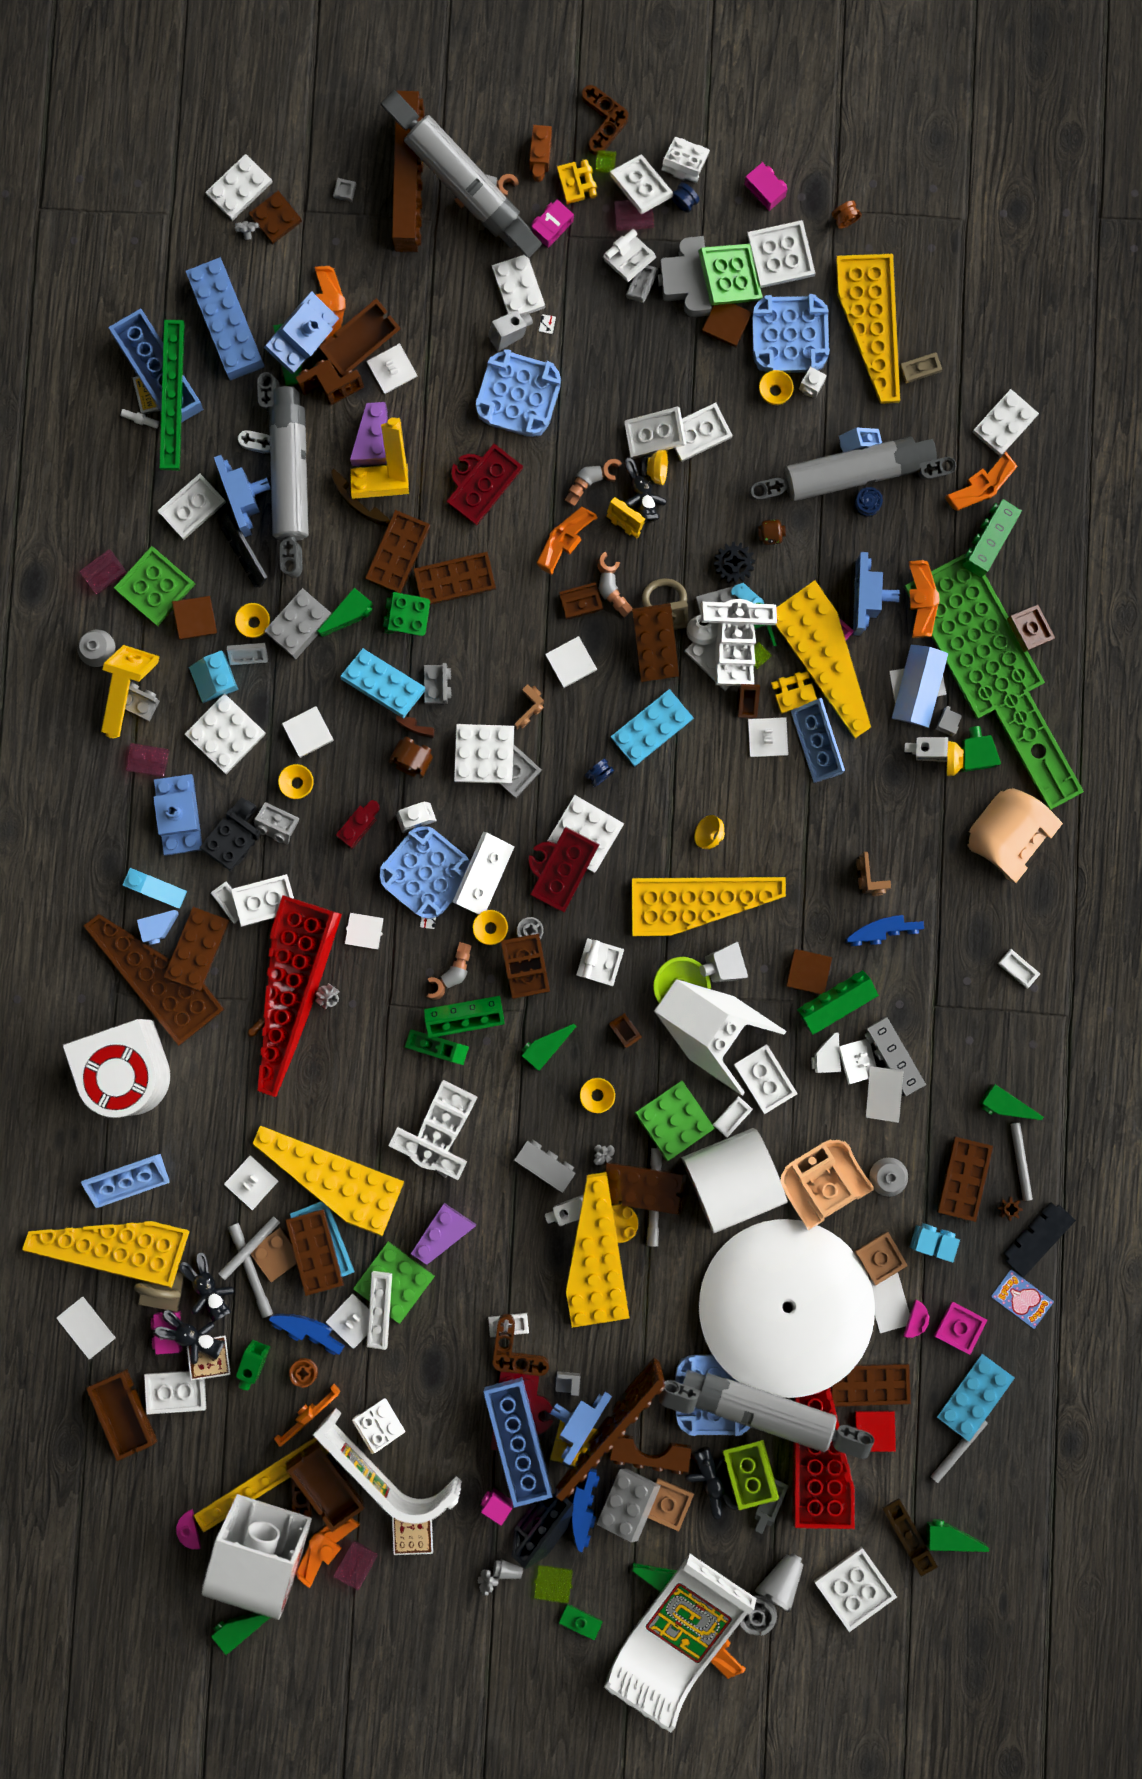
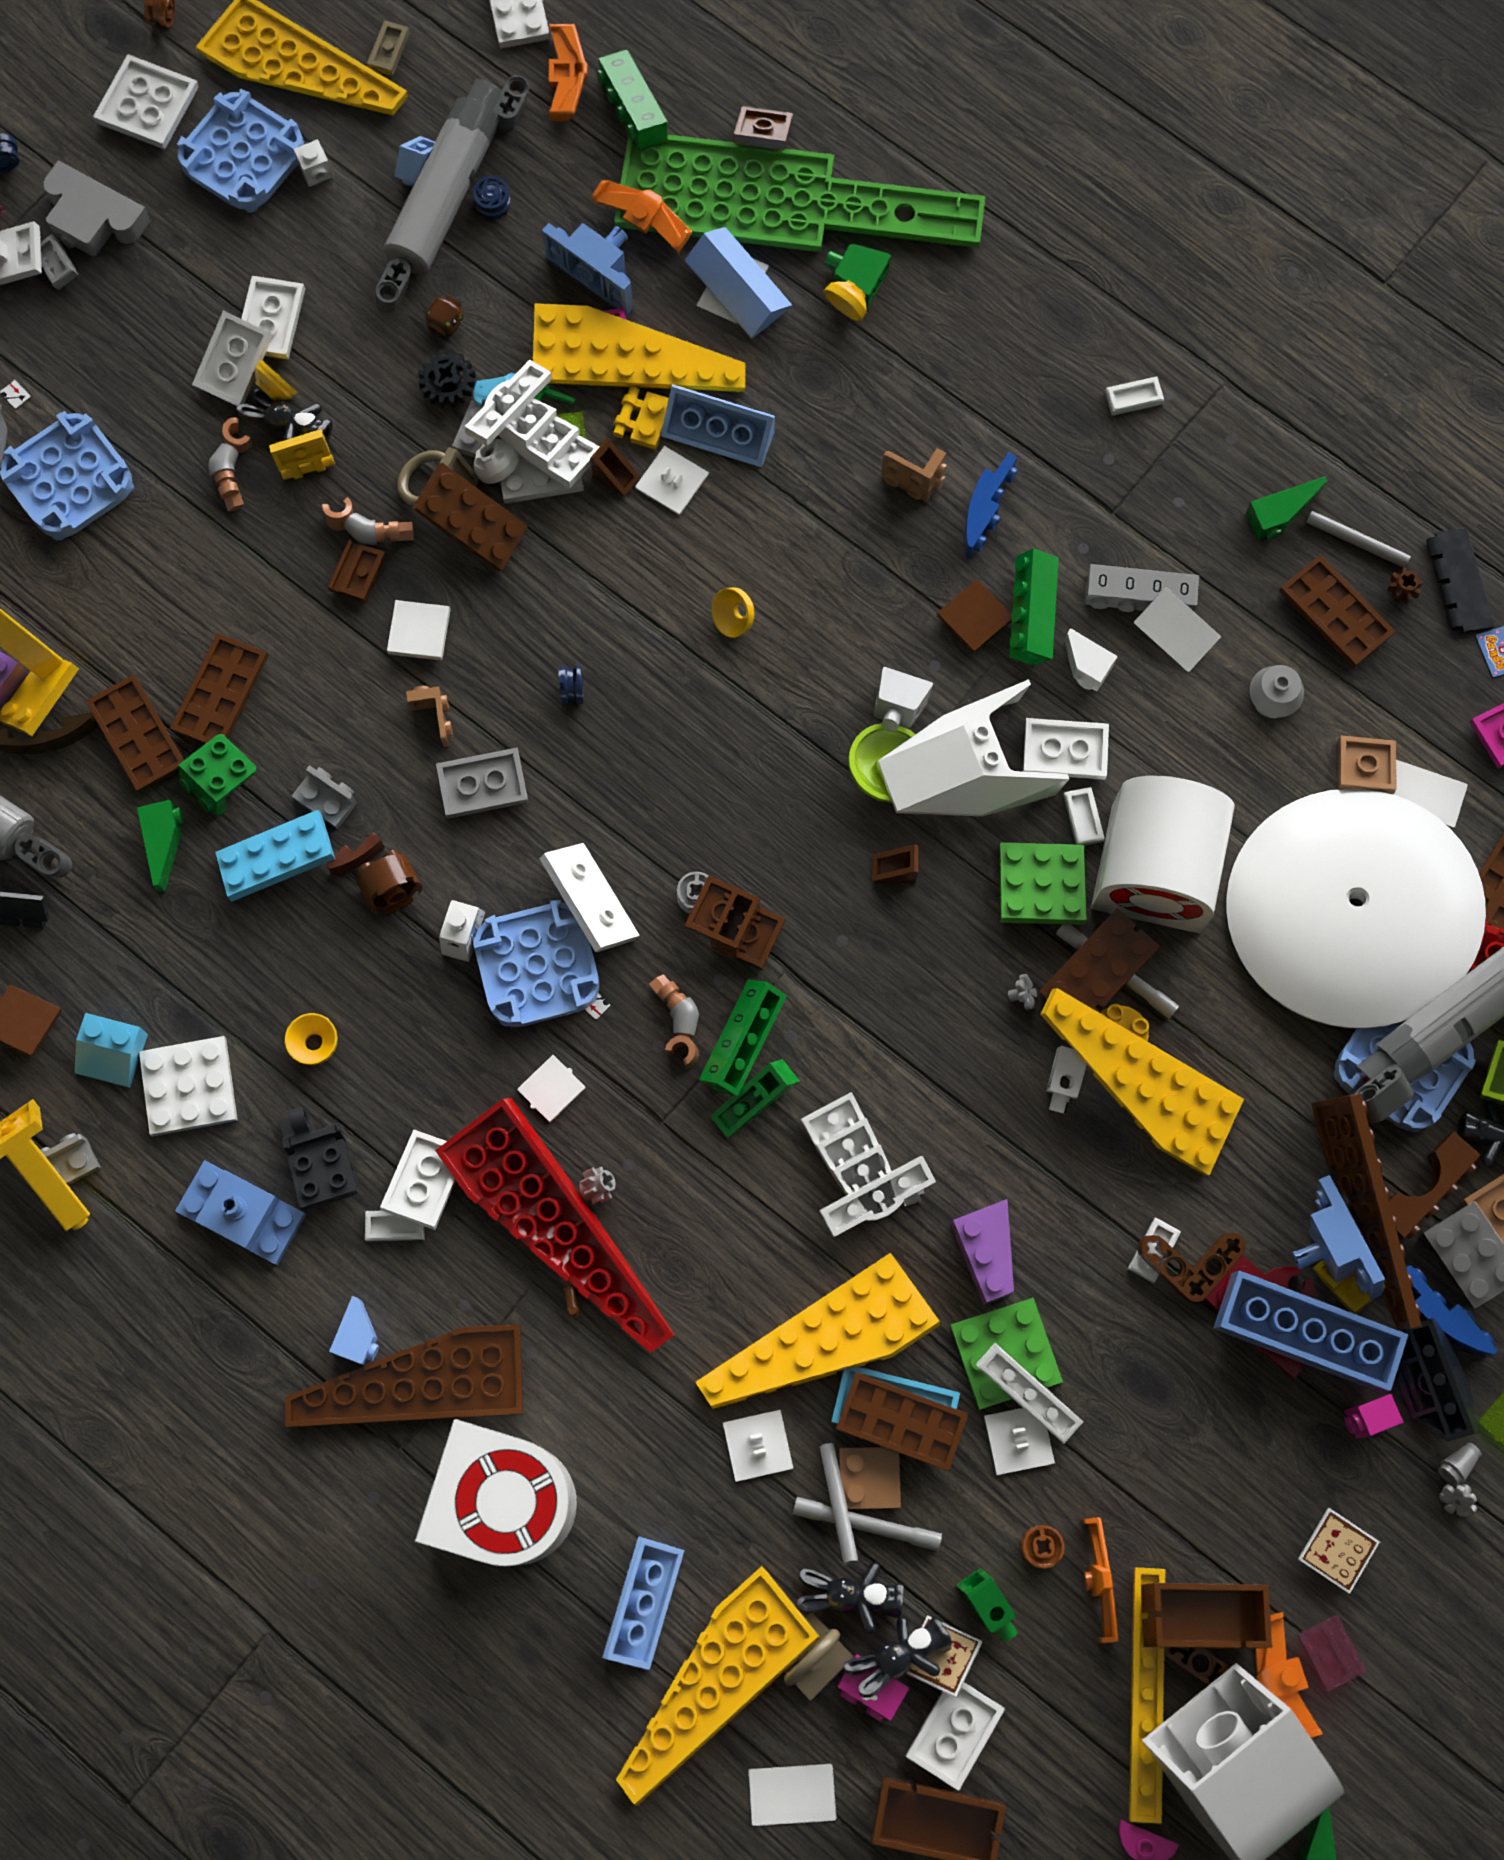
camera: 55 degrees left, 10 degrees down
(147, 760) = (145, 1203): clear pink plate -> none
(154, 888) = (306, 1304): medium azure slope -> none
(196, 949) = (421, 1305): reddish brown plate -> none
(247, 654) = (114, 990): light grey plate -> none
(250, 611) = (71, 945): yellow piece -> none
(275, 823) = (342, 1100): light grey bracket -> none
(298, 623) = (127, 904): light grey brick -> none
(300, 1326) = (982, 1508): blue slope -> none
(308, 732) = (263, 985): white tile -> none
(359, 824) = (419, 1002): dark red brick -> none
(377, 1484) = (1323, 1501): white panel -> none
(378, 1425) = (1173, 1498): white plate -> none
(482, 482) = (133, 584): dark red plate -> none
(484, 753) = (448, 797): white plate -> none
(486, 917) = (656, 920): yellow piece -> none
(542, 1049) = (849, 977): green slope -> none
(545, 1165) = (990, 1069): light grey brick -> none
(562, 867) = (650, 802): dark red plate -> none
(564, 538) = (272, 539): orange plate -> none
(568, 1382) = (1274, 1226): light grey panel -> none
(591, 823) = (629, 754): white plate -> none
(597, 1106) = (953, 936): yellow piece -> none
(600, 962) = (792, 838): white plate -> none
(652, 727) = (563, 596): medium azure plate -> none
(682, 904) = (792, 702): yellow wing -> none
(727, 323) = (173, 205): reddish brown tile -> none
(730, 274) = (123, 162): plate -> none
(766, 186) = (59, 66): dark pink brick -> none
(779, 379) = (286, 194): yellow piece -> none
(824, 1181) = (1237, 758): light nougat piece -> none
(856, 1060) = (1117, 632): white piece -> none
(917, 1320) = (1468, 773): dark pink plate -> none
(929, 1241) = (1391, 688): medium azure piece -> none
(937, 748) = (818, 316): white torso -> none
(948, 722) = (801, 282): light grey panel -> none
(1012, 831) = (974, 295): light nougat piece -> none

